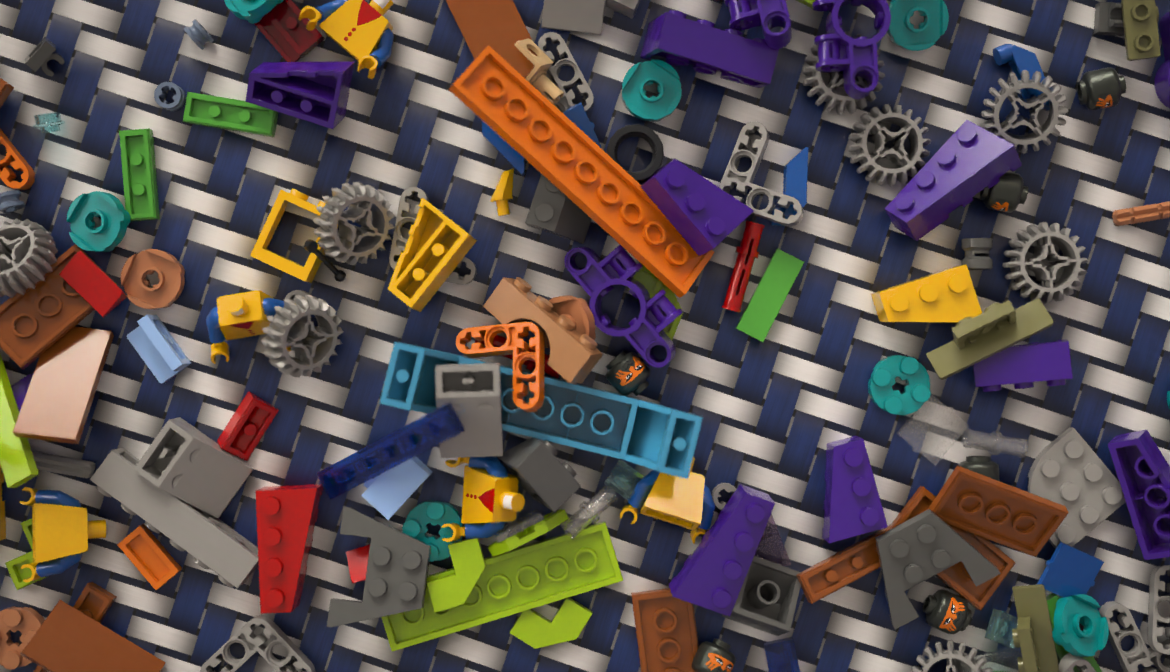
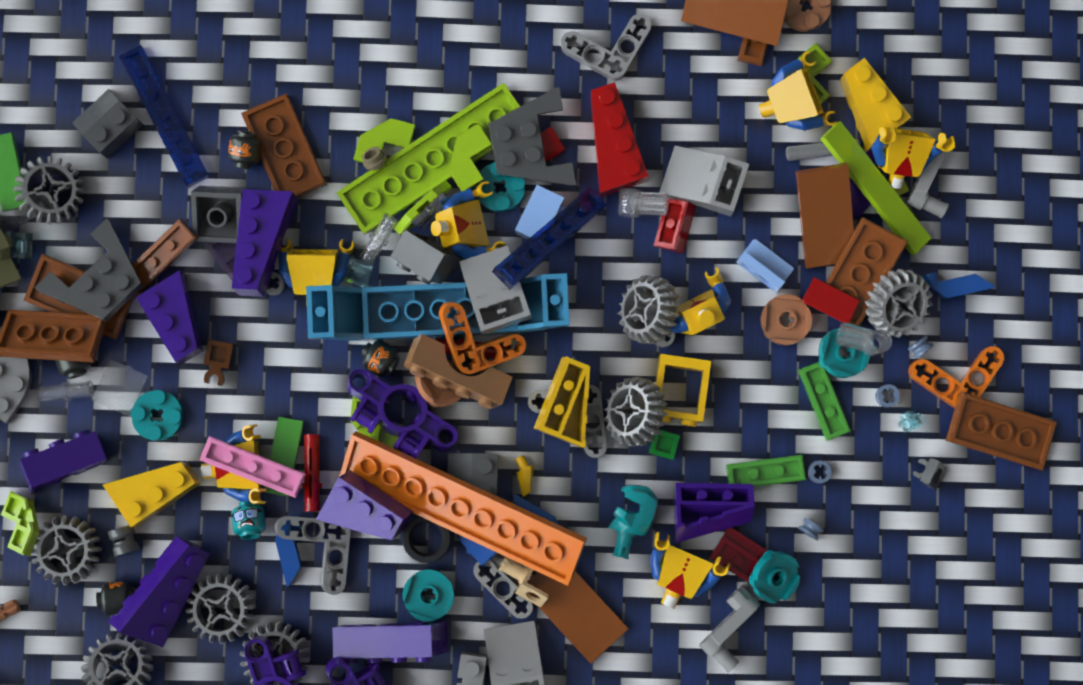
camera: 165 degrees right, 5 degrees down
(55, 158) = (895, 394): none -> sand blue bush
(66, 227) = (862, 339): none -> clear piece
(149, 556) = (719, 99): orange tile -> none
(187, 527) = (697, 133): light grey brick -> none
(283, 465) = (636, 203): none -> clear piece
(312, 247) = (662, 382): black hinge -> none
(333, 176) = (664, 445): none -> green plate
(397, 97) = (631, 524): none -> teal piece
(567, 606) = (374, 158): none -> dark tan plate
(808, 291) = (252, 467): none -> bright pink tile
(811, 430) = (218, 356): none -> reddish brown plate
(825, 297) = (232, 484): none -> torso
(829, 234) = (248, 520): none -> teal head
(947, 612) = (68, 244): pearl dark grey head -> none
(987, 335) = (97, 474): olive bracket -> none
(1082, 320) = (22, 511): none -> lime tile

